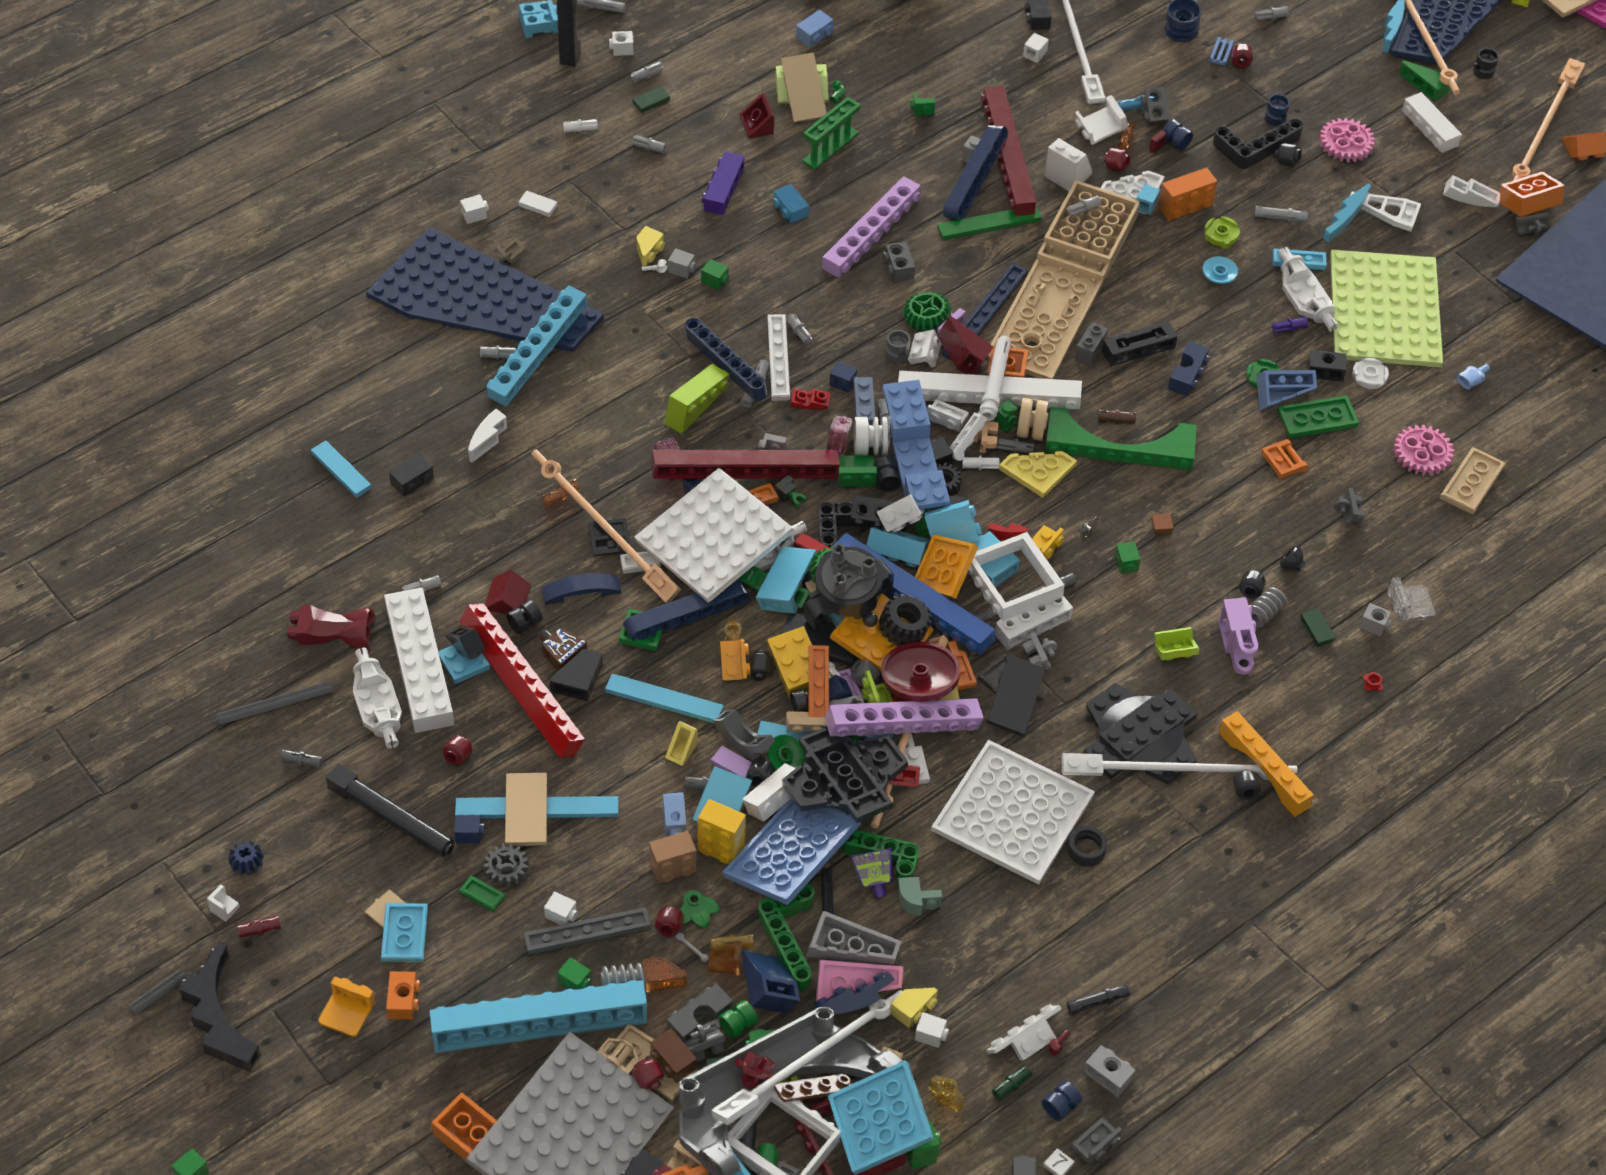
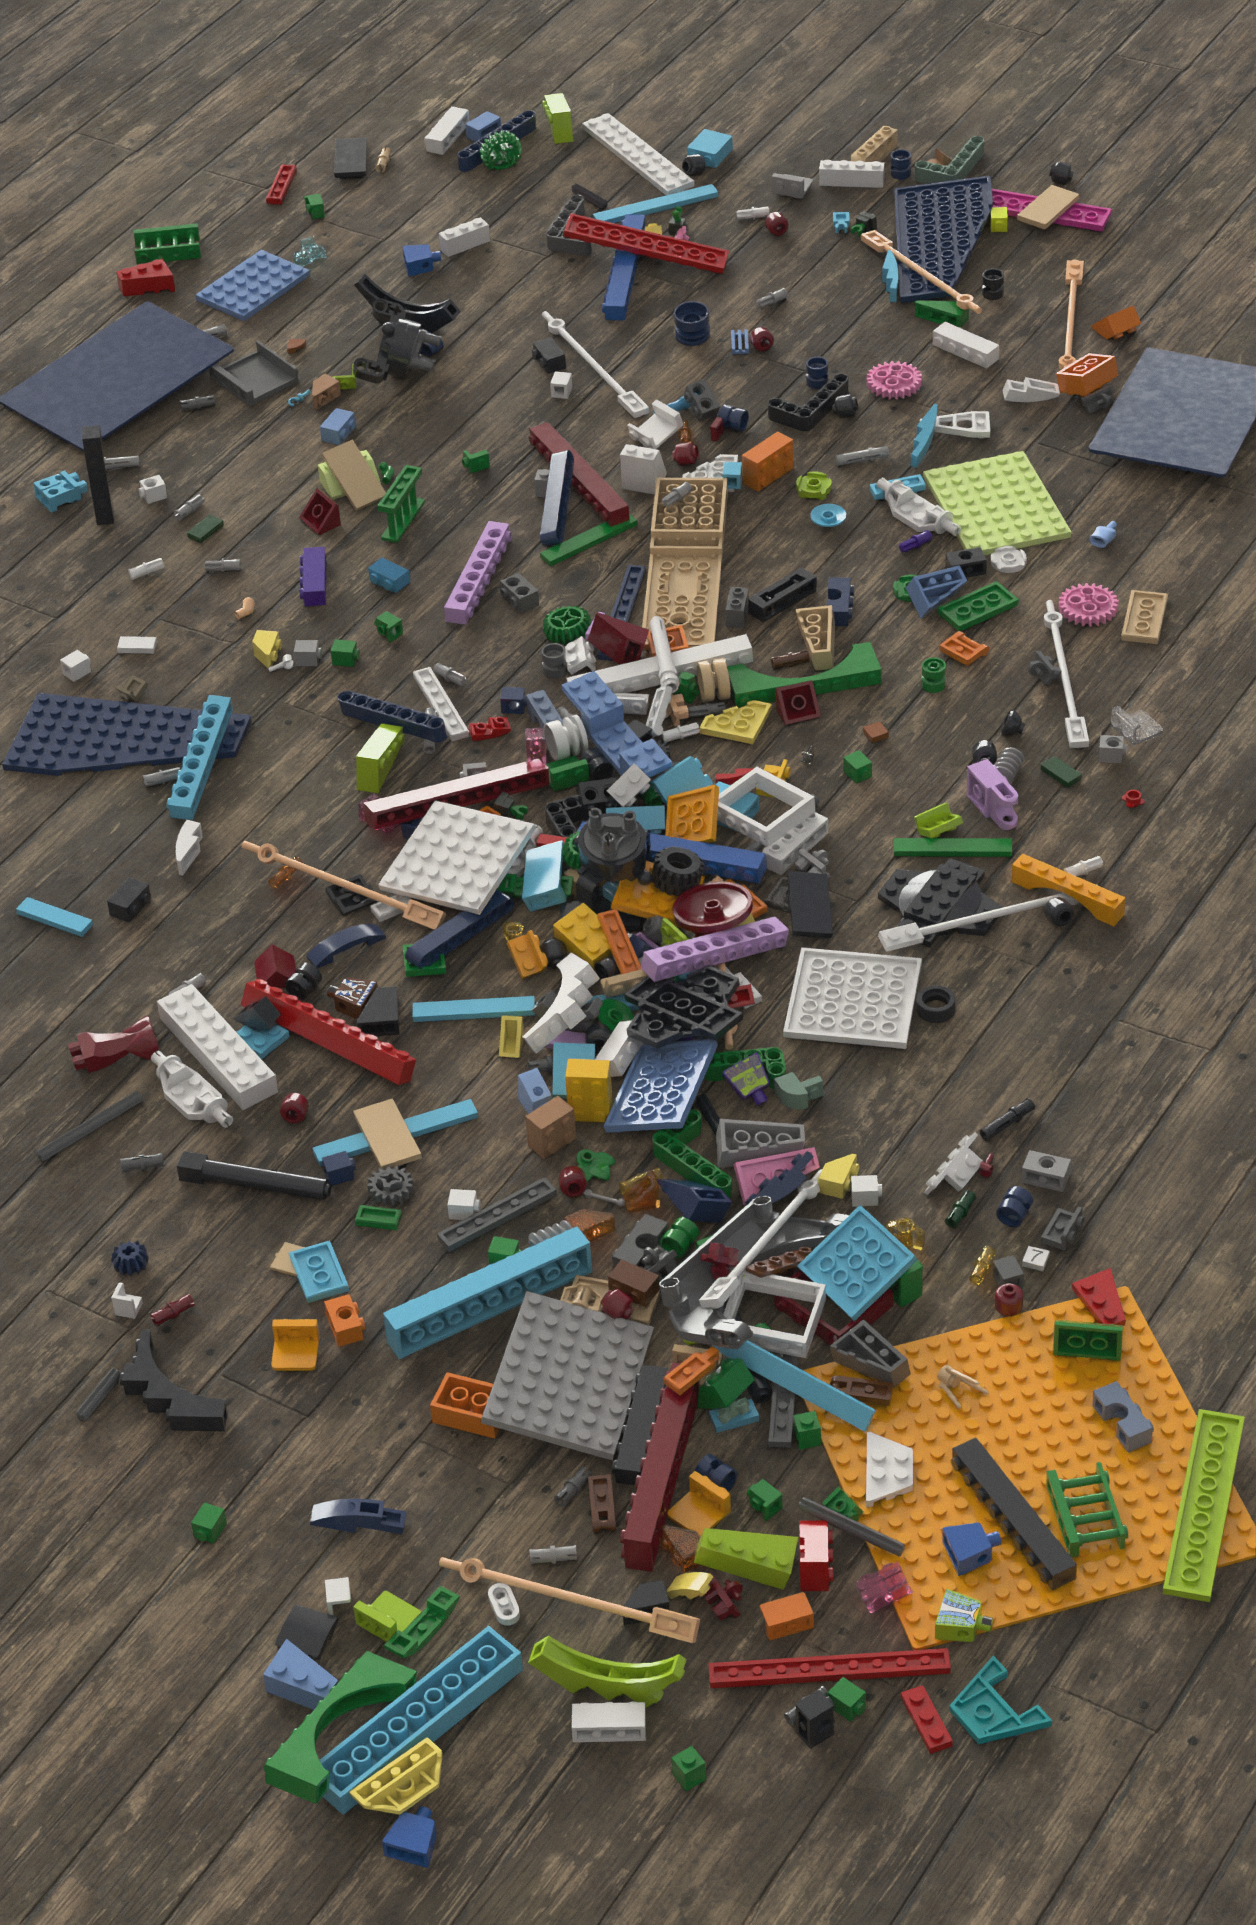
camera: 15 degrees left, 10 degrees down
(651, 197) = (248, 608): none -> light nougat arm
(736, 738) = (566, 1008): none -> white arch
(767, 259) = (389, 626): none -> green brick
(1004, 1153) = (982, 1265): none -> clear yellow pin
(1101, 468) = (797, 702): none -> dark red slope
(1153, 400) = (818, 632): none -> tan wedge
(1179, 676) = (953, 847): none -> green tile
(1241, 480) = (933, 675): none -> green wheel
(1290, 743) = (1084, 867): none -> white axle
(1353, 579) = (1074, 725): none -> white bar

